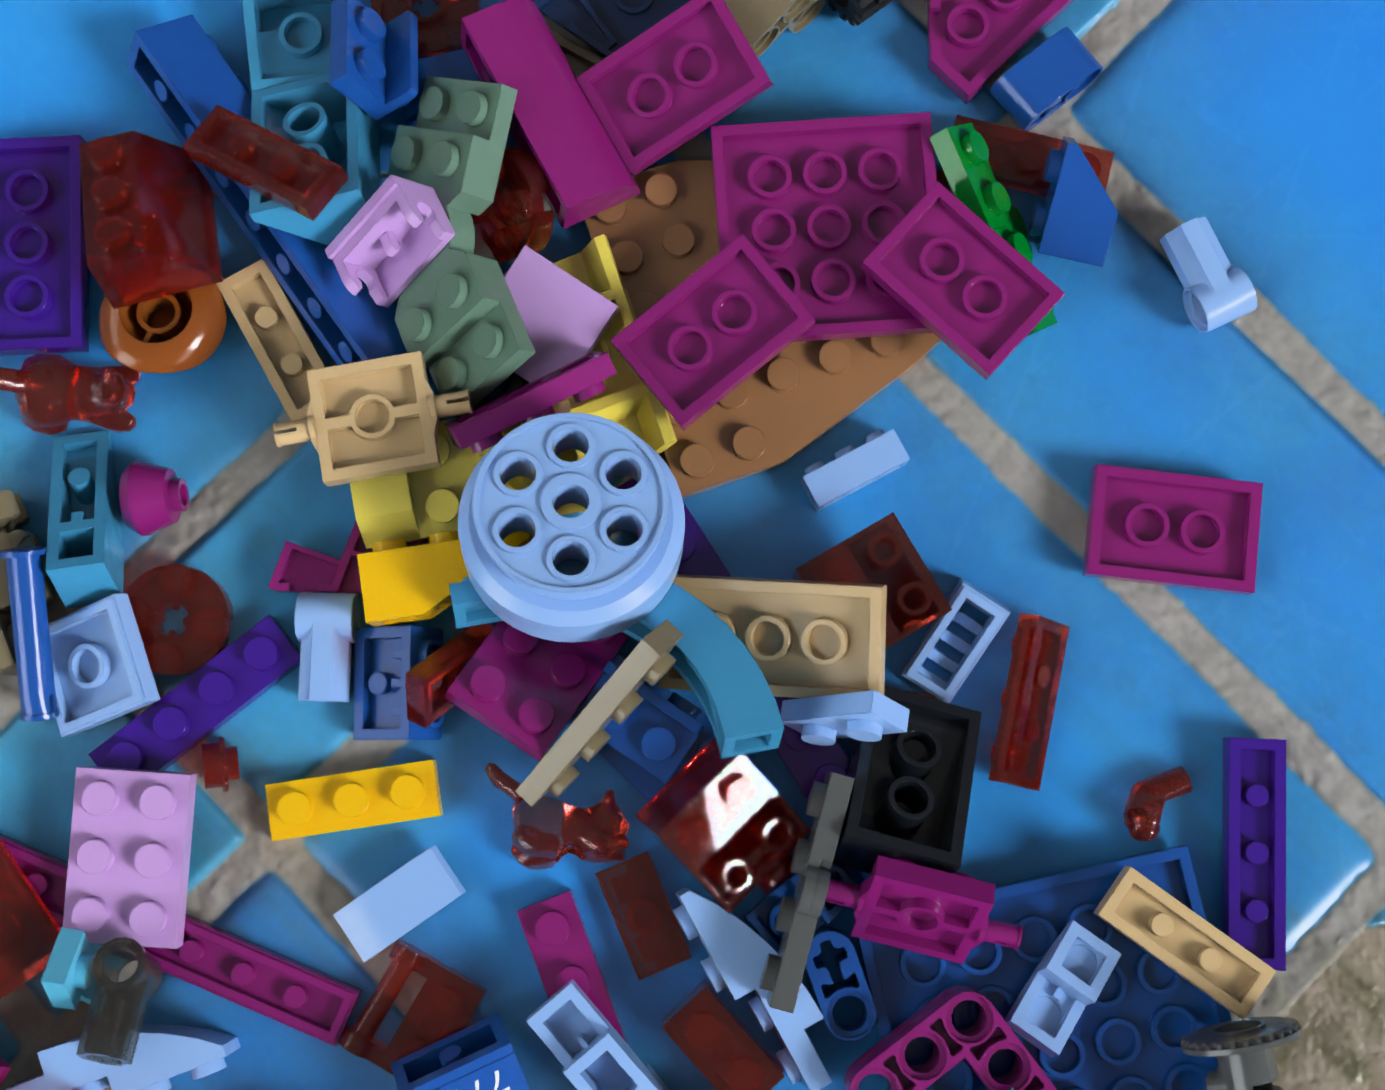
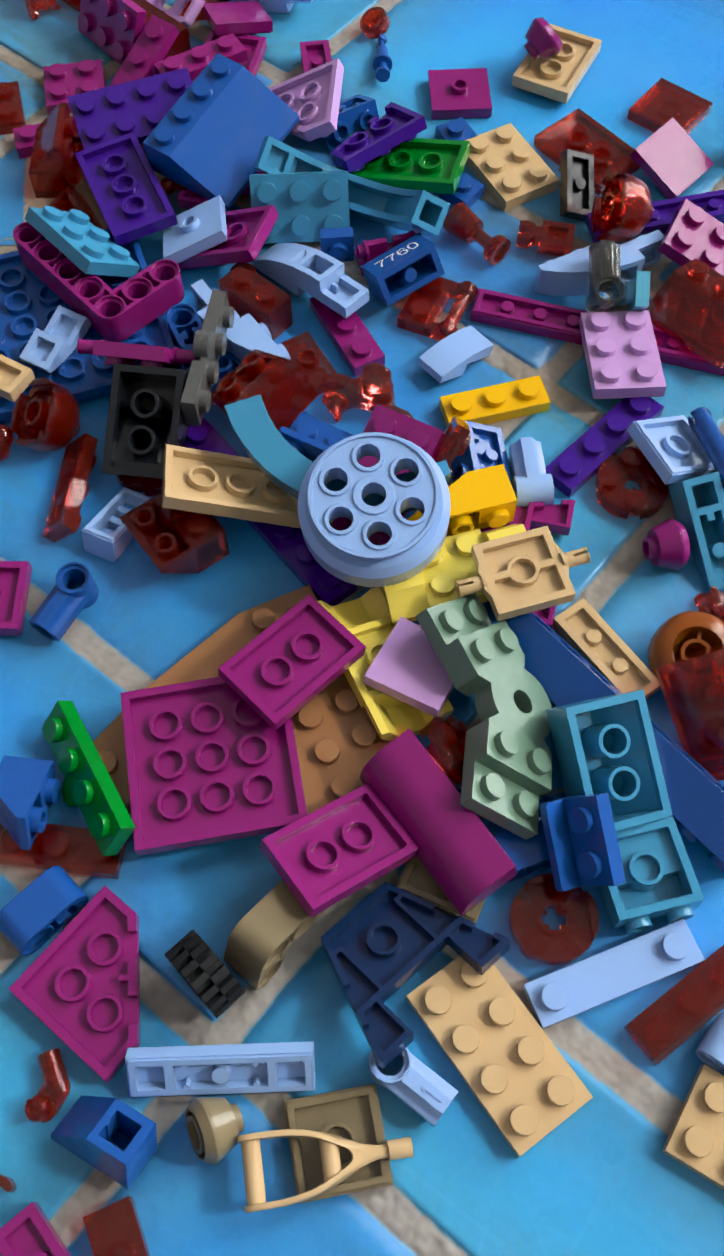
camera: 175 degrees right, 20 degrees down
(219, 764) = (581, 409): clear red plate -> none
(265, 162) = (642, 730): clear red tile -> none
(391, 239) = (533, 691): lavender hinge -> none
(577, 379) = (424, 590): magenta plate -> none
(613, 701) = (333, 425): plate -> none
(845, 715) = (176, 433): light blue plate -> none
(854, 468) = (189, 614): light blue piece -> none
(962, 280) = (110, 714): magenta plate -> none
(1032, 500) = (64, 604): none -> blue piece
(1073, 824) = (45, 417): none -> clear red cylinder

